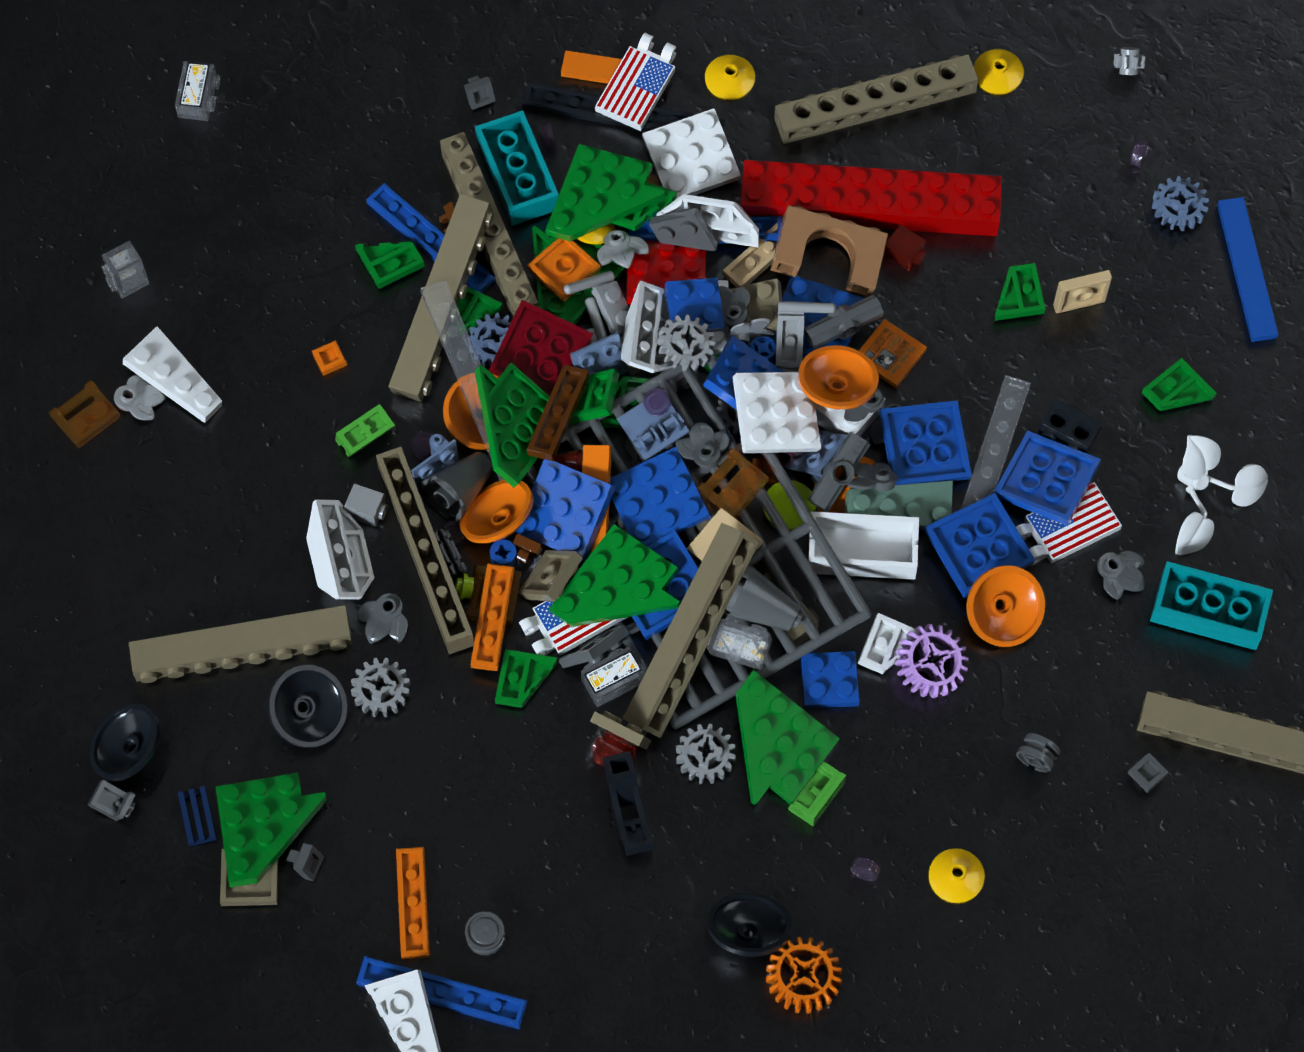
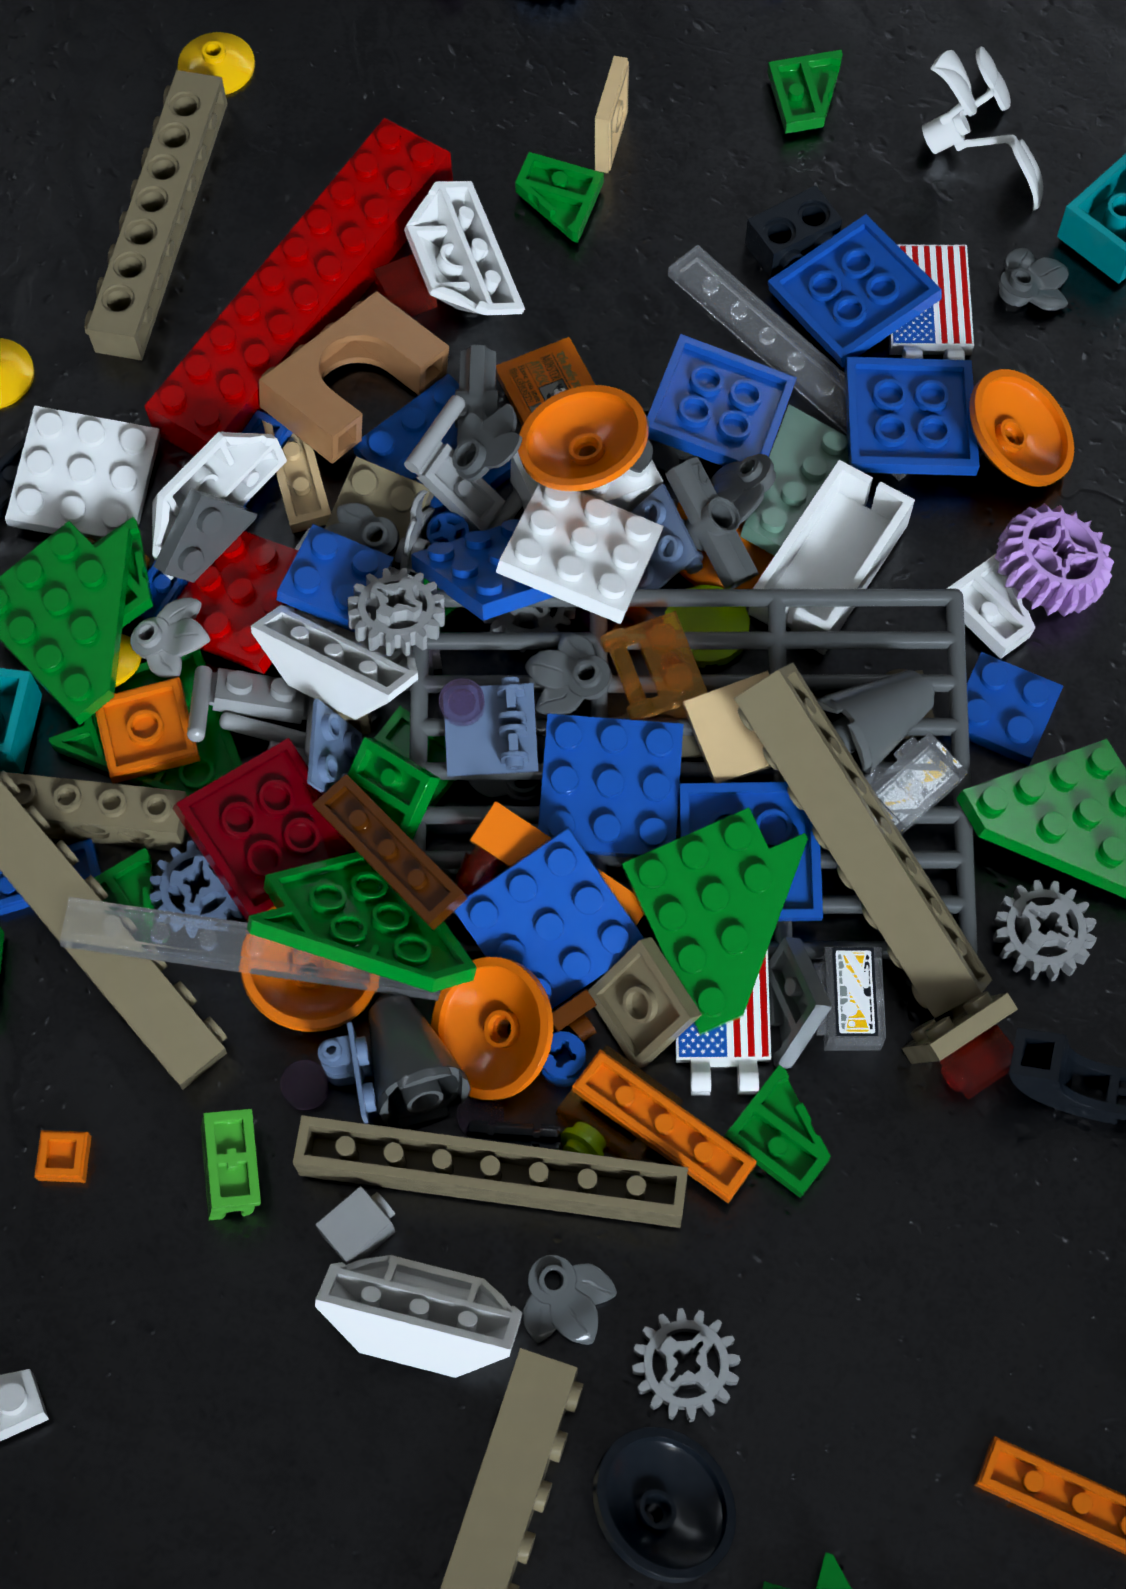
camera: 60 degrees left, 0 degrees up
(813, 334) = (486, 443): none -> dark grey plate
(935, 260) = (460, 252): none -> white wedge

